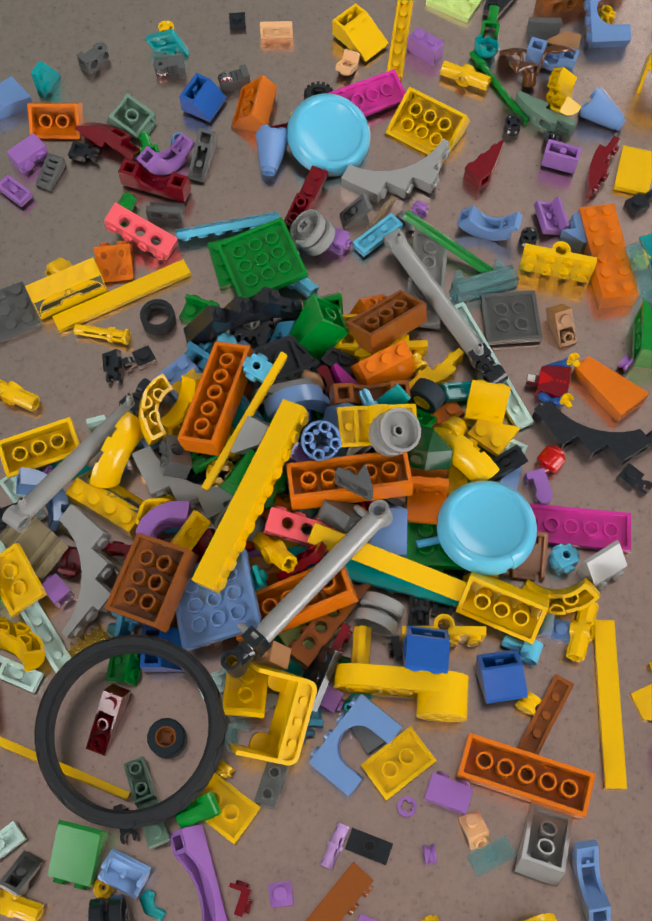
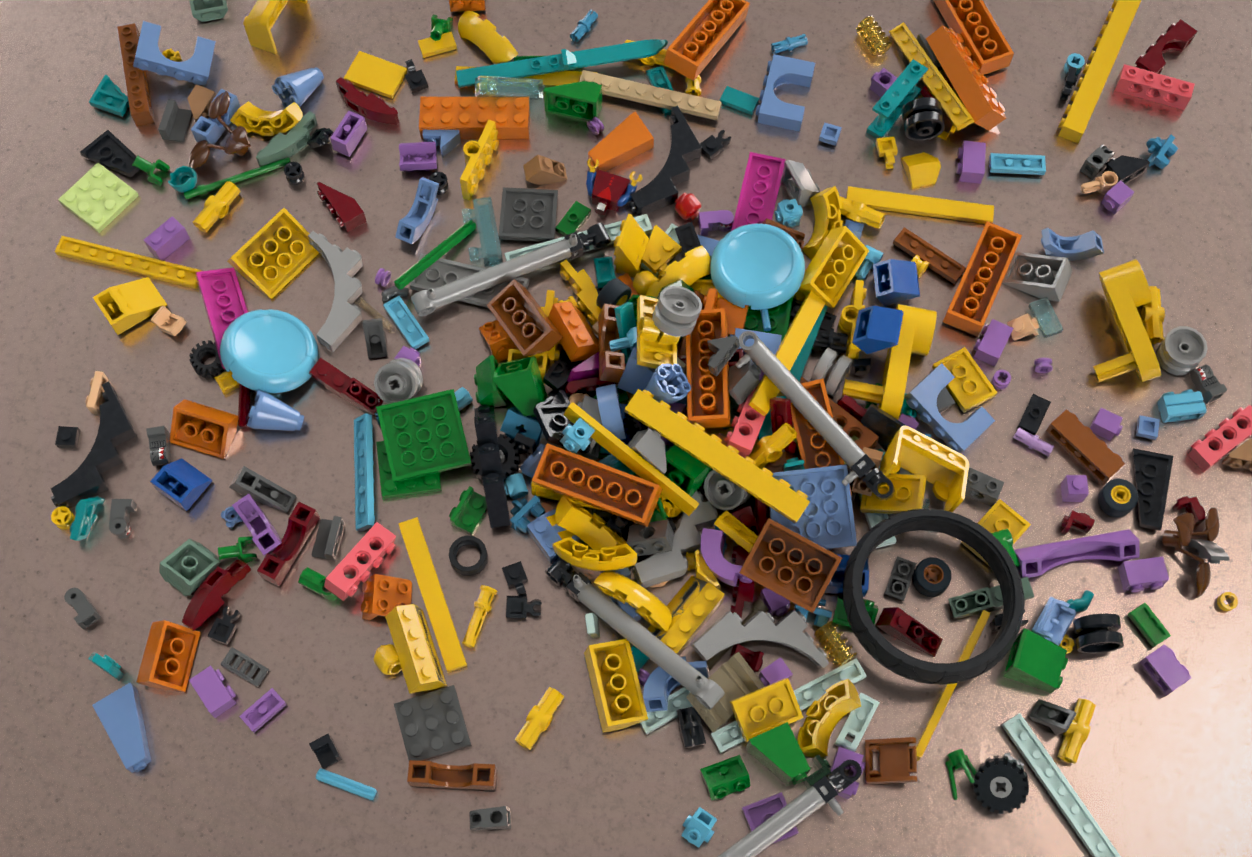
camera: 85 degrees left, 0 degrees up
(165, 707) = (900, 578): none -> dark grey slope
(245, 46) = (87, 478): none -> black arch
(515, 358) = (573, 219): none -> green plate

